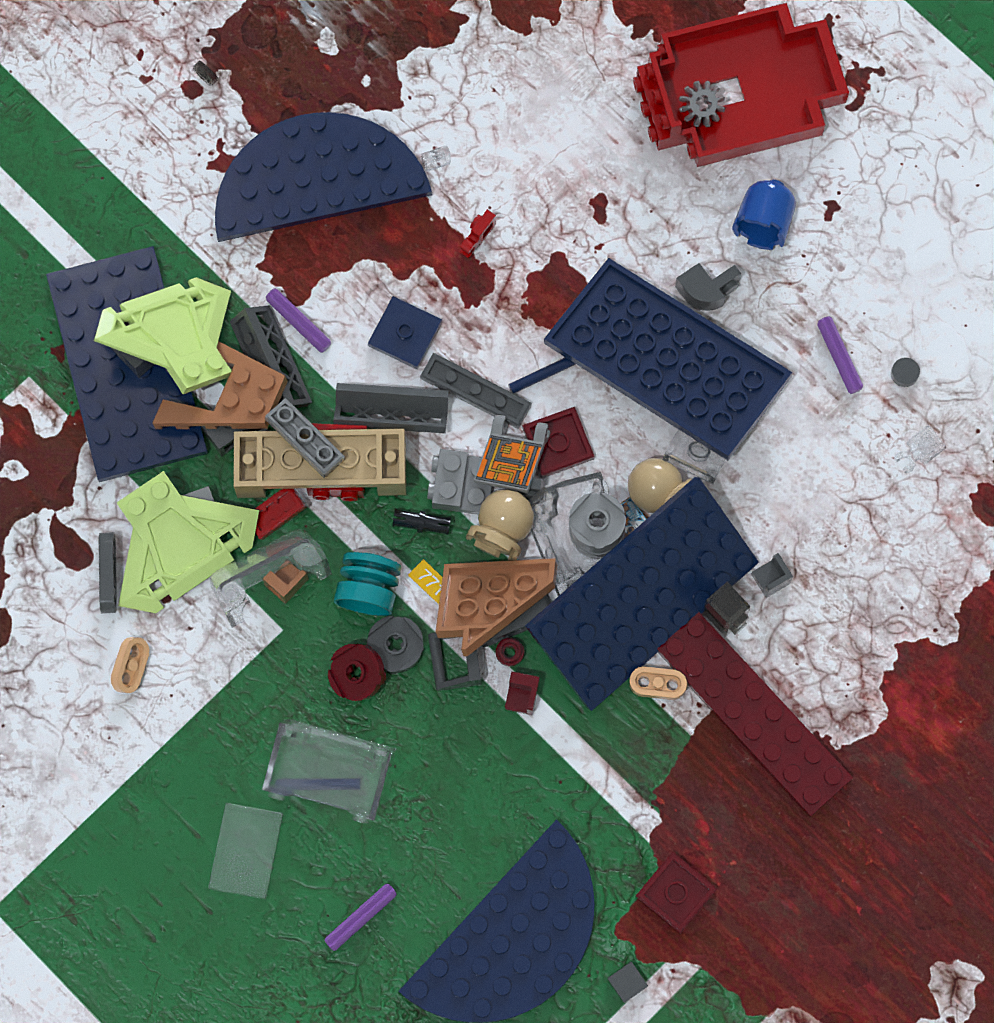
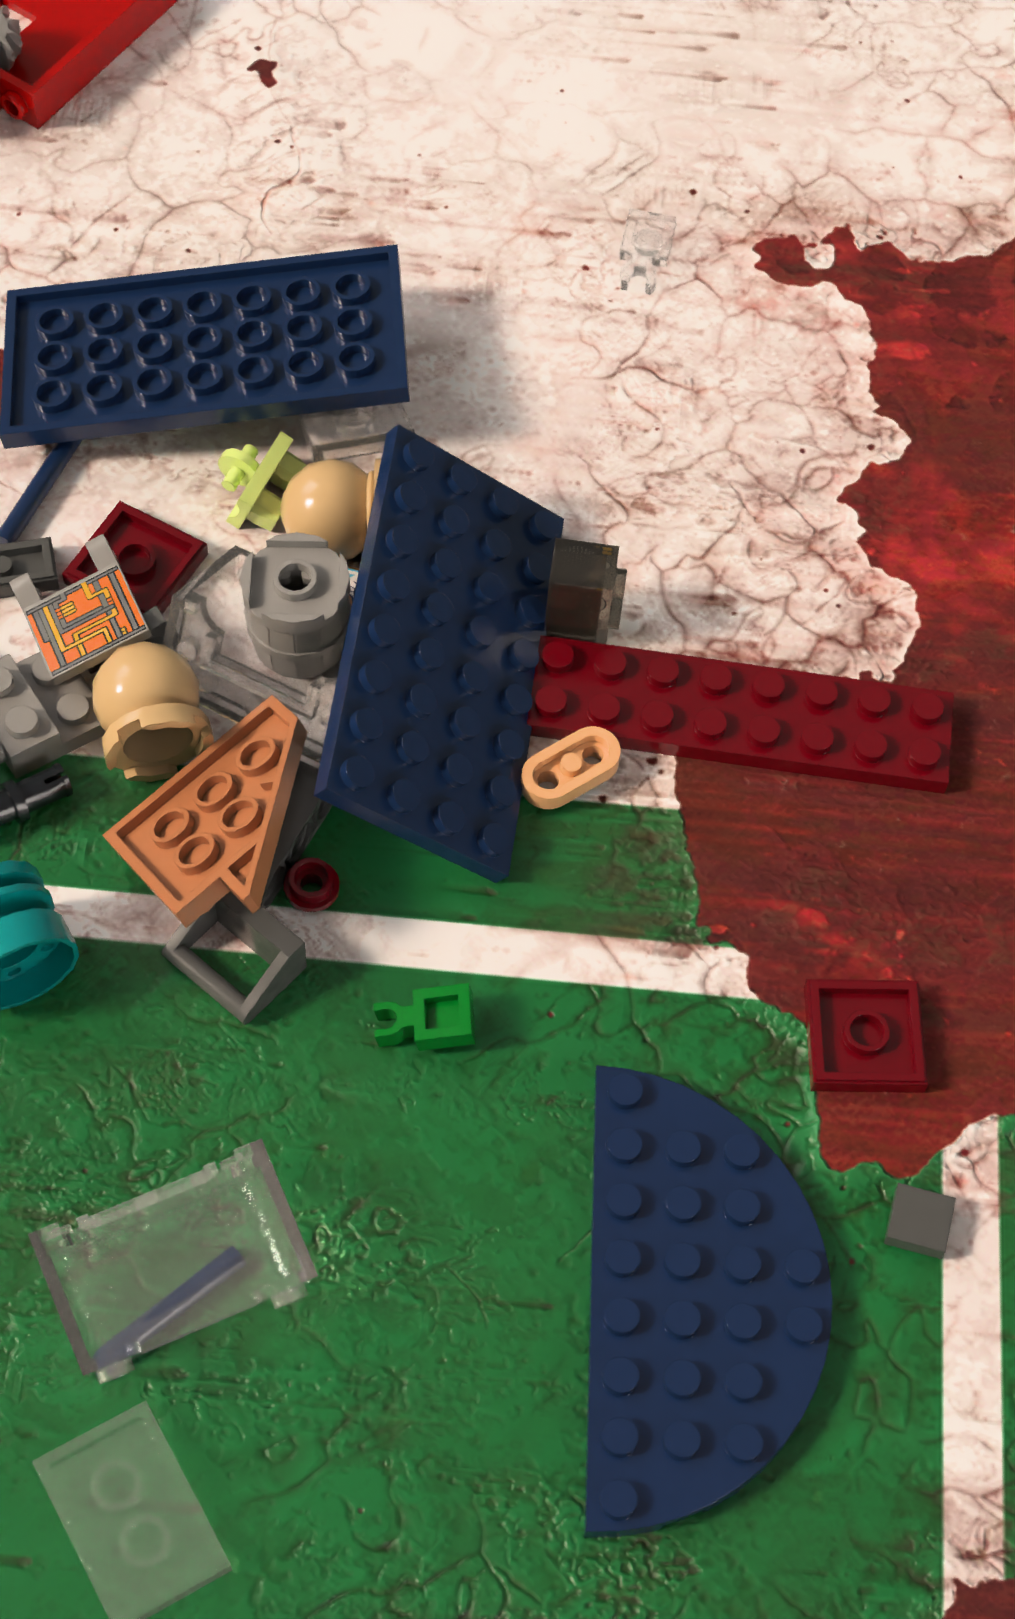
camera: 45 degrees left, 15 degrees down
(360, 917) = (418, 1465): medium lavender axle -> none
(371, 672) = (61, 1098): dark red plate -> none
(397, 628) = (124, 1033): dark grey plate -> none
(427, 579) = (102, 881): yellow sticker -> none
(510, 749) = (436, 1019): none -> green plate
(522, 693) = (383, 924): dark red panel -> none
(630, 450) = (242, 469): none -> yellowish green hips
(704, 292) = (176, 243): dark grey brick -> none
(765, 214) = (187, 109): blue cylinder -> none
(772, 576) = (601, 511): dark grey panel -> none
(840, 355) = (435, 213): medium lavender axle -> none
(905, 372) = (538, 181): dark grey tile -> none

